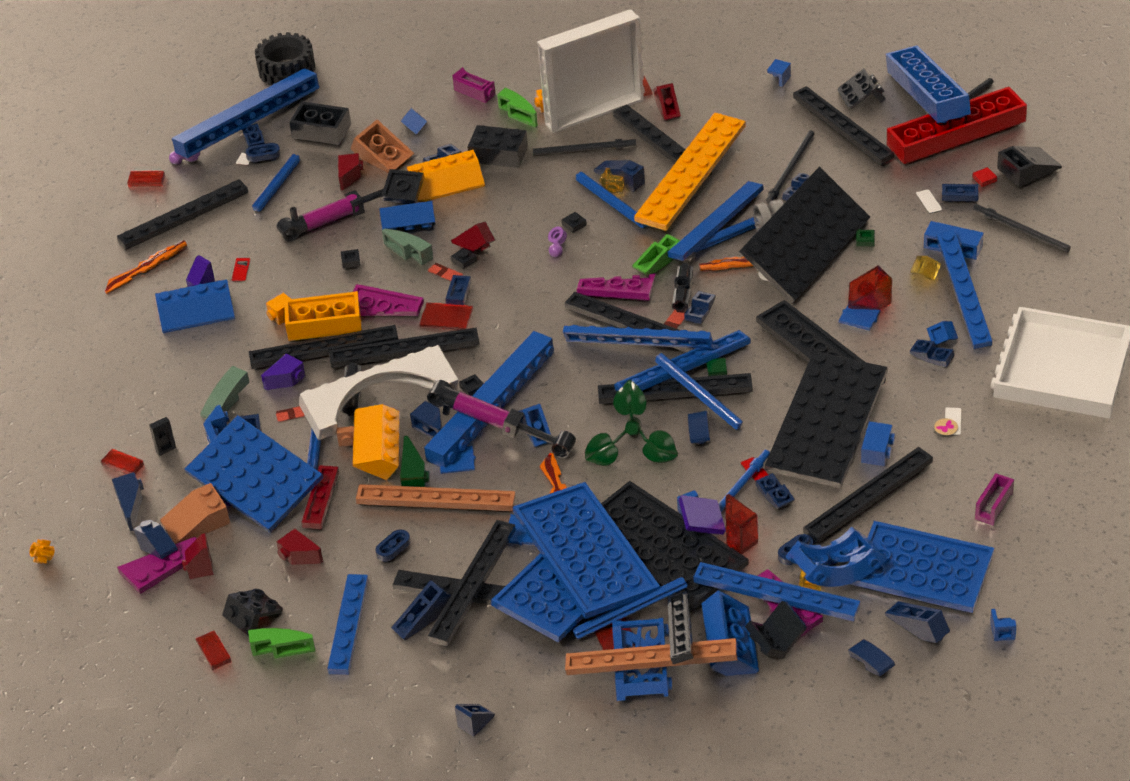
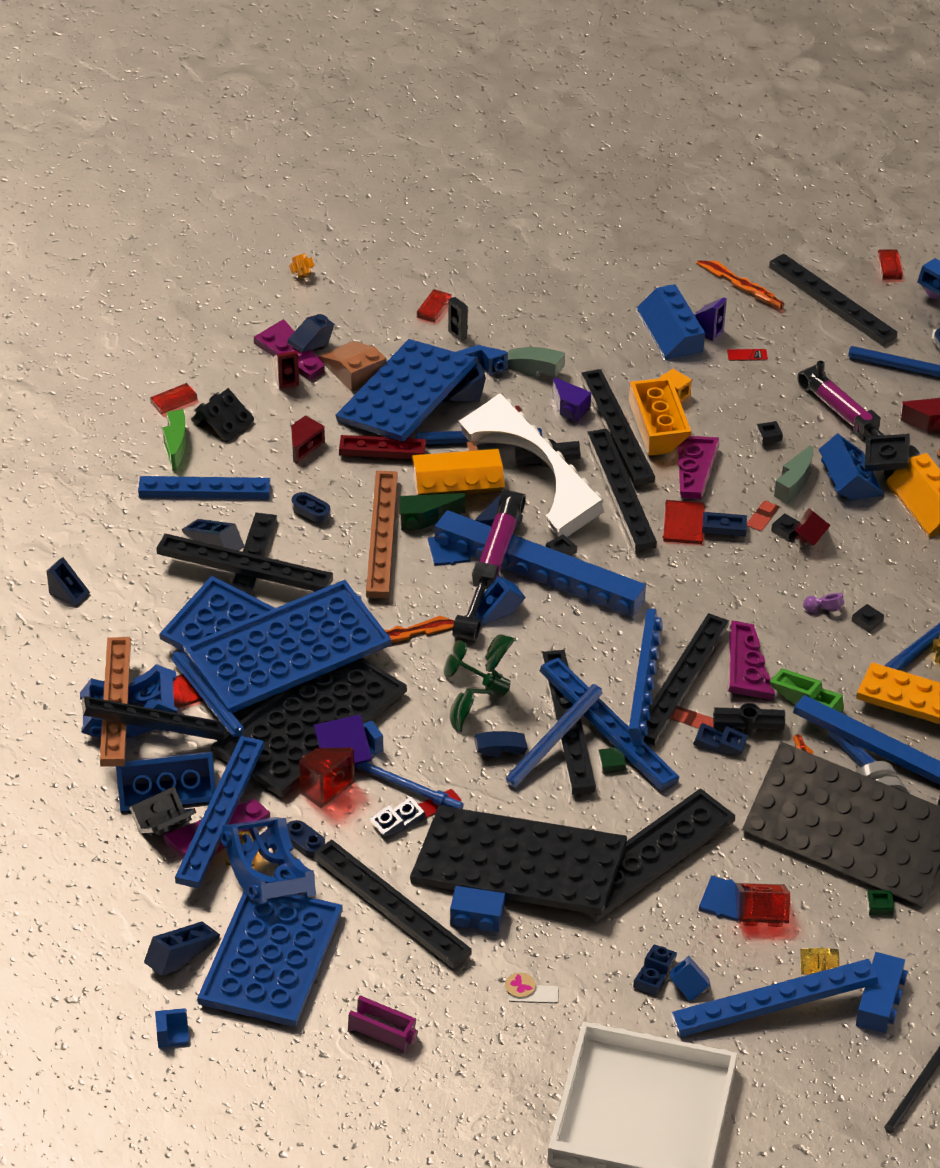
camera: 80 degrees right, 0 degrees up
(129, 495) = (375, 313): dark blue slope -> none
(873, 657) = (126, 906): dark blue slope -> none

